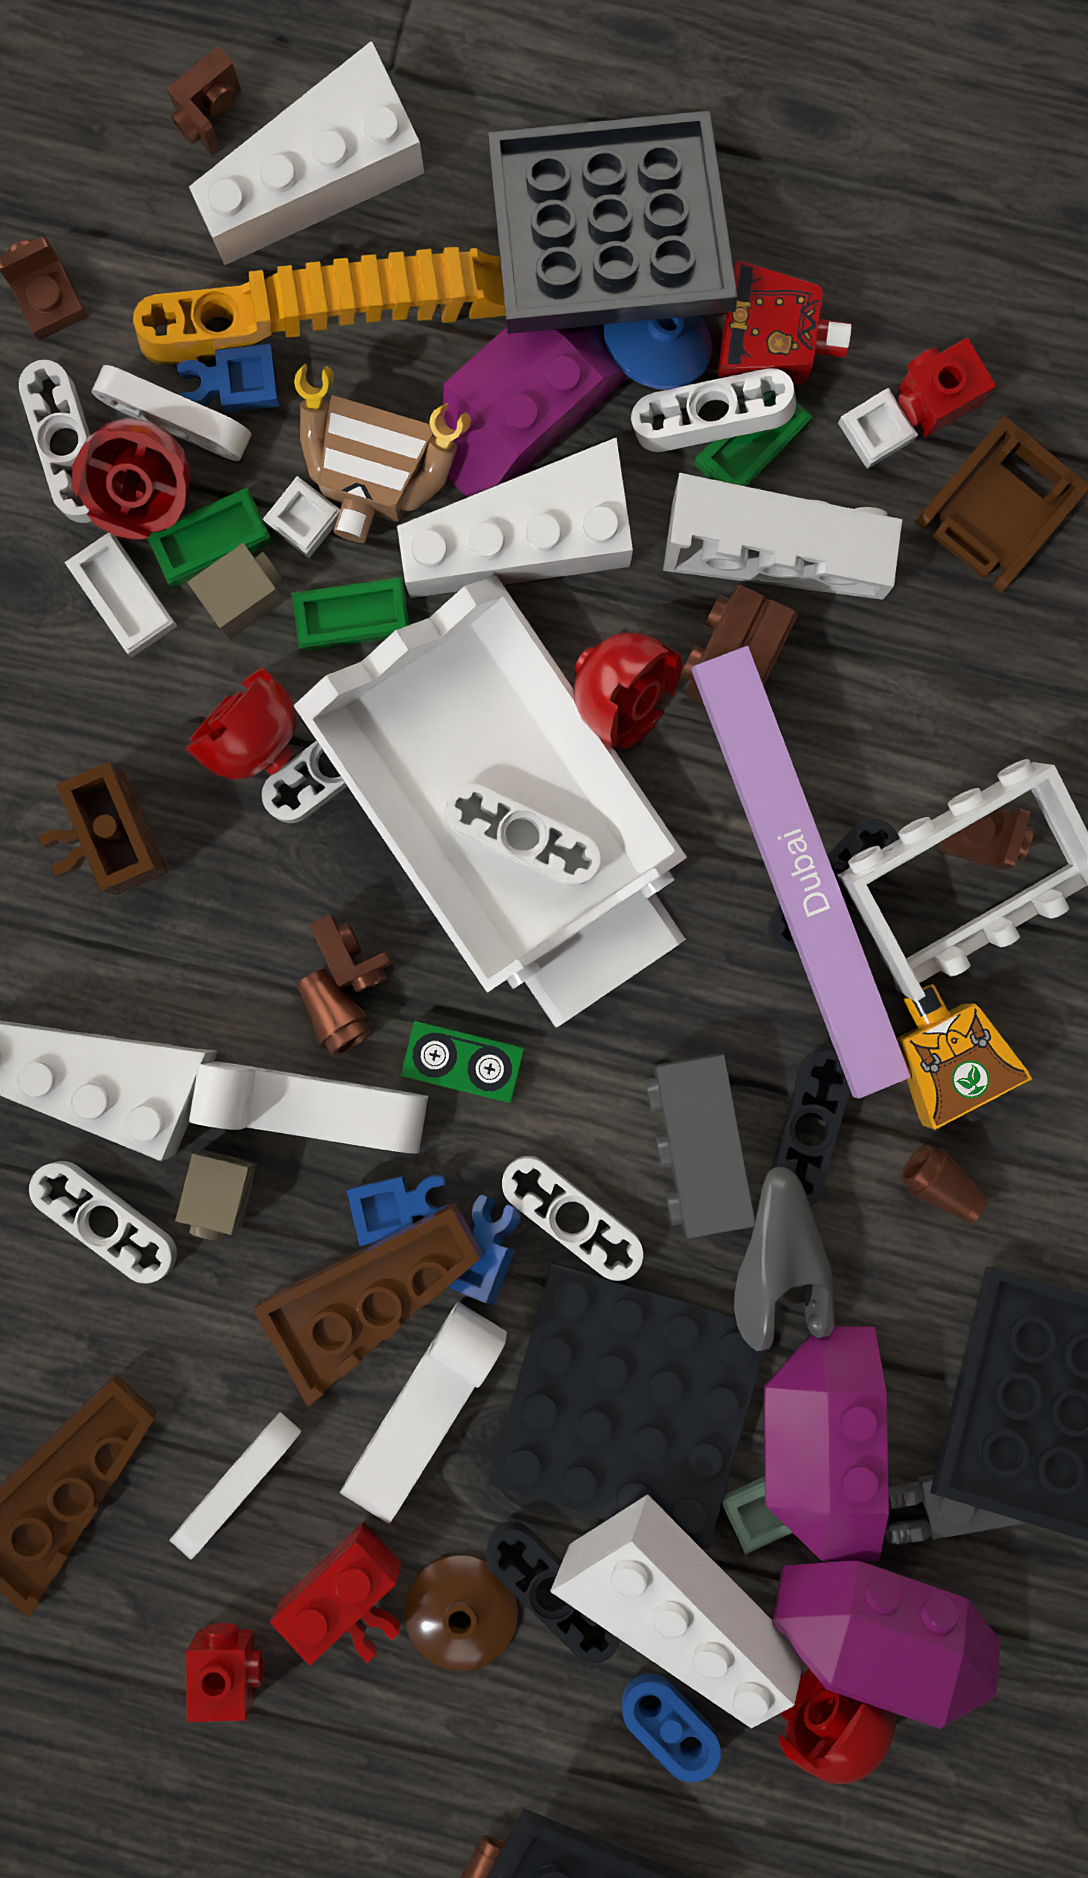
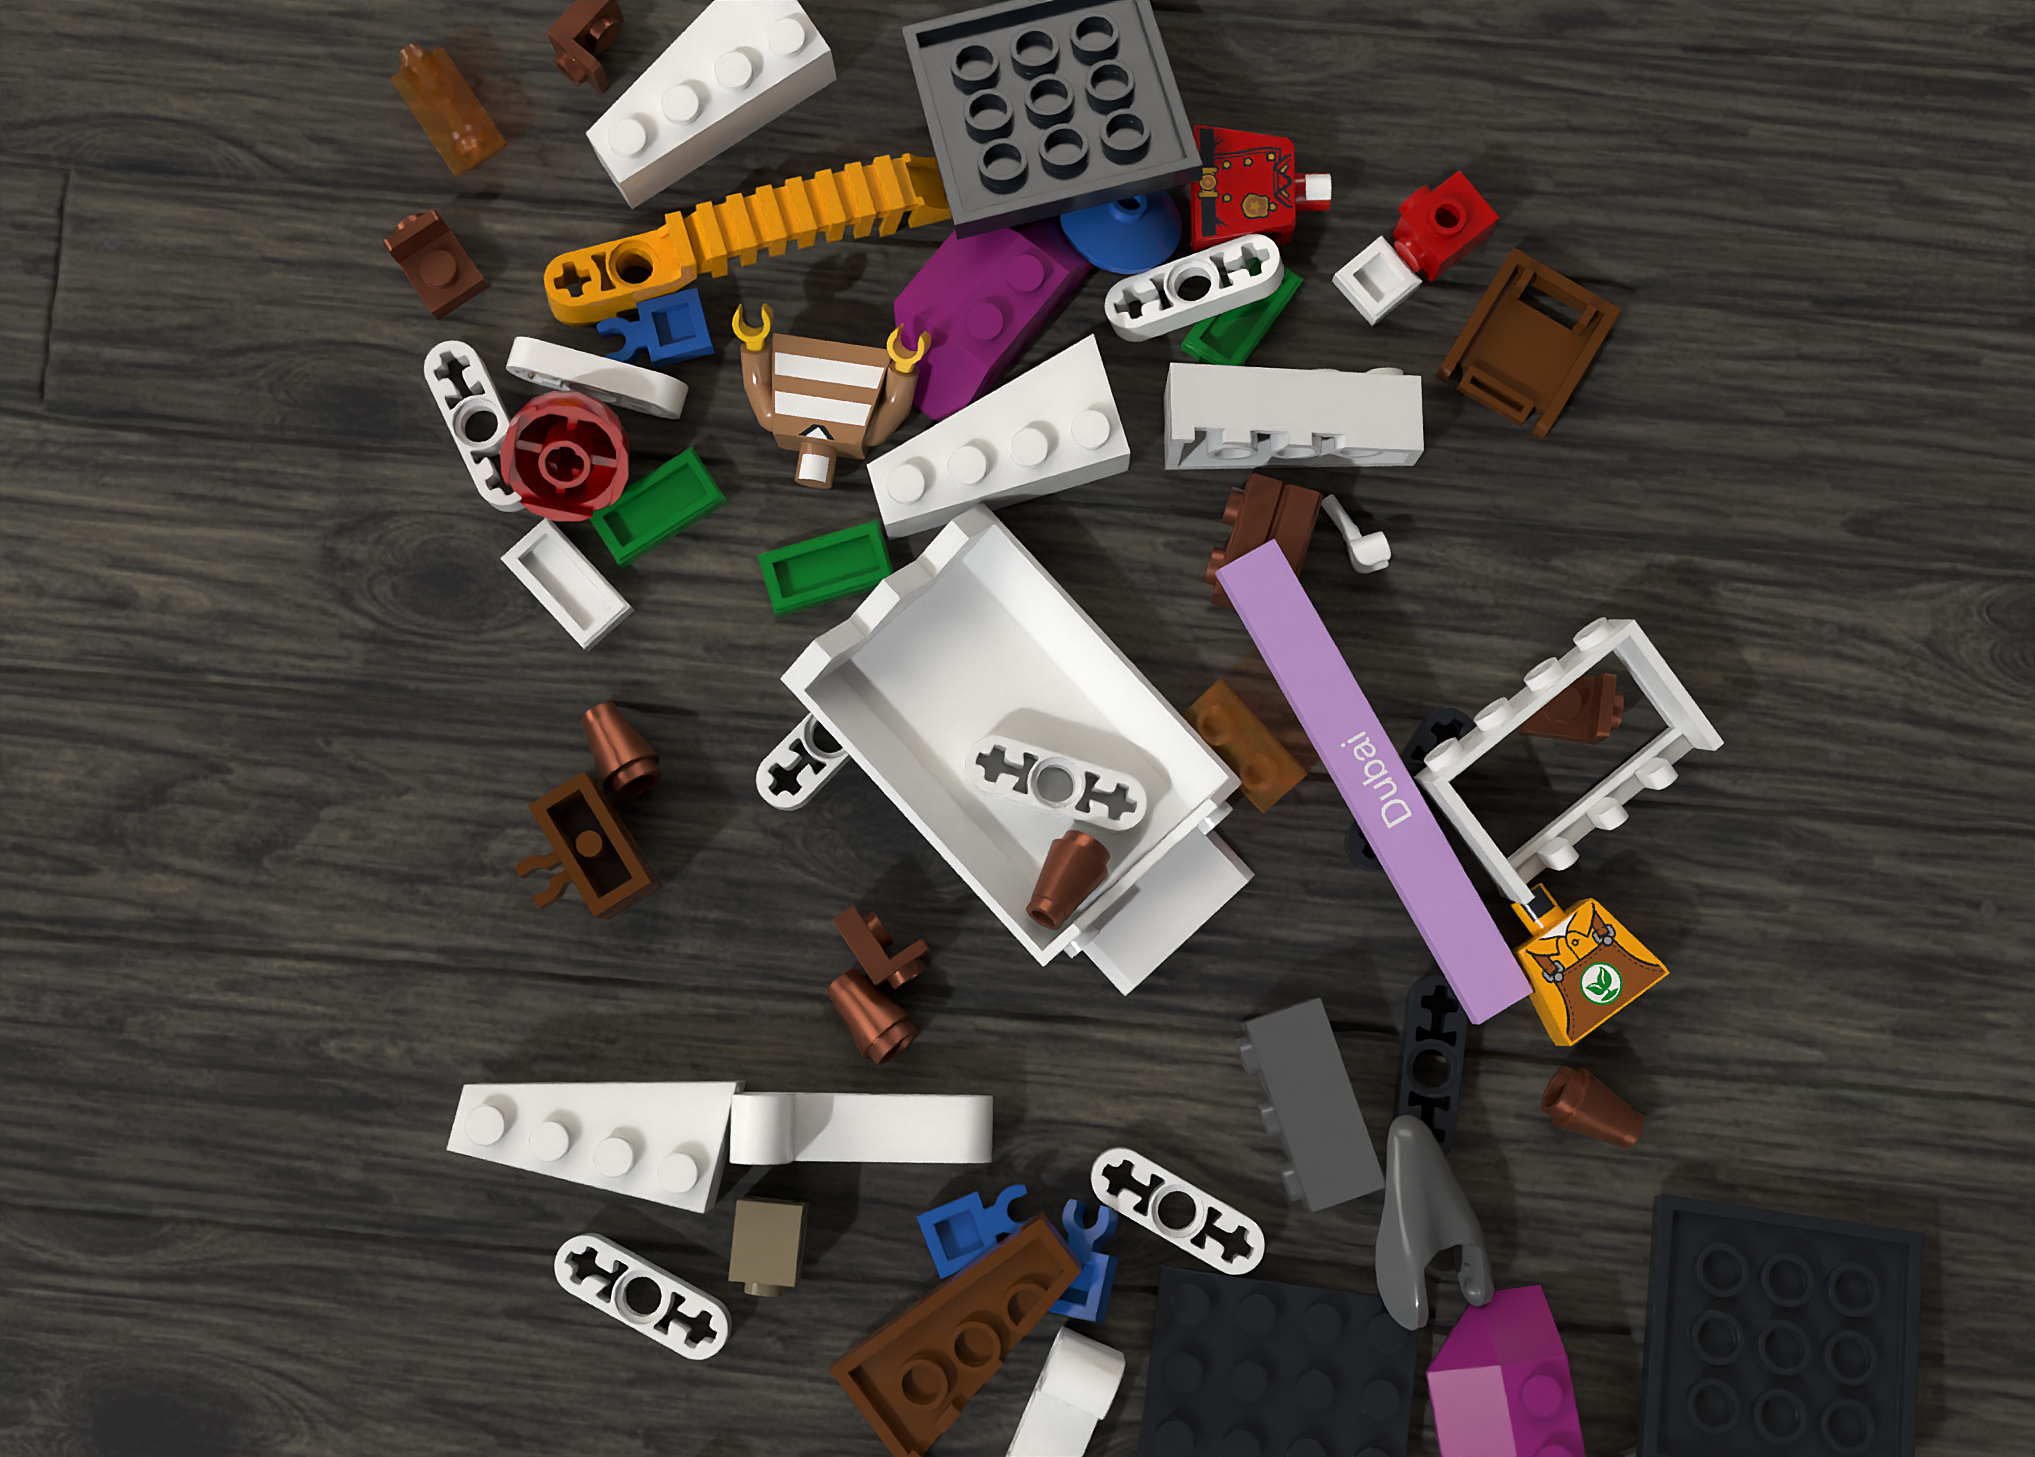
camera: 10 degrees left, 5 degrees down
(70, 146) = (446, 108): none -> clear orange hinge
(146, 750) = (620, 753): none -> copper cone
(238, 589) = (698, 559): dark tan brick -> none
(247, 730) = (731, 713): red cylinder -> none
(302, 517) = (757, 469): white tile -> none
(462, 1061) = (1025, 1050): tile -> none
(520, 918) = (1067, 878): none -> copper cone
(622, 684) = (1140, 601): red cylinder -> none
(693, 825) = (1244, 745): none -> clear orange hinge
(827, 670) = (1365, 552): none -> white hand

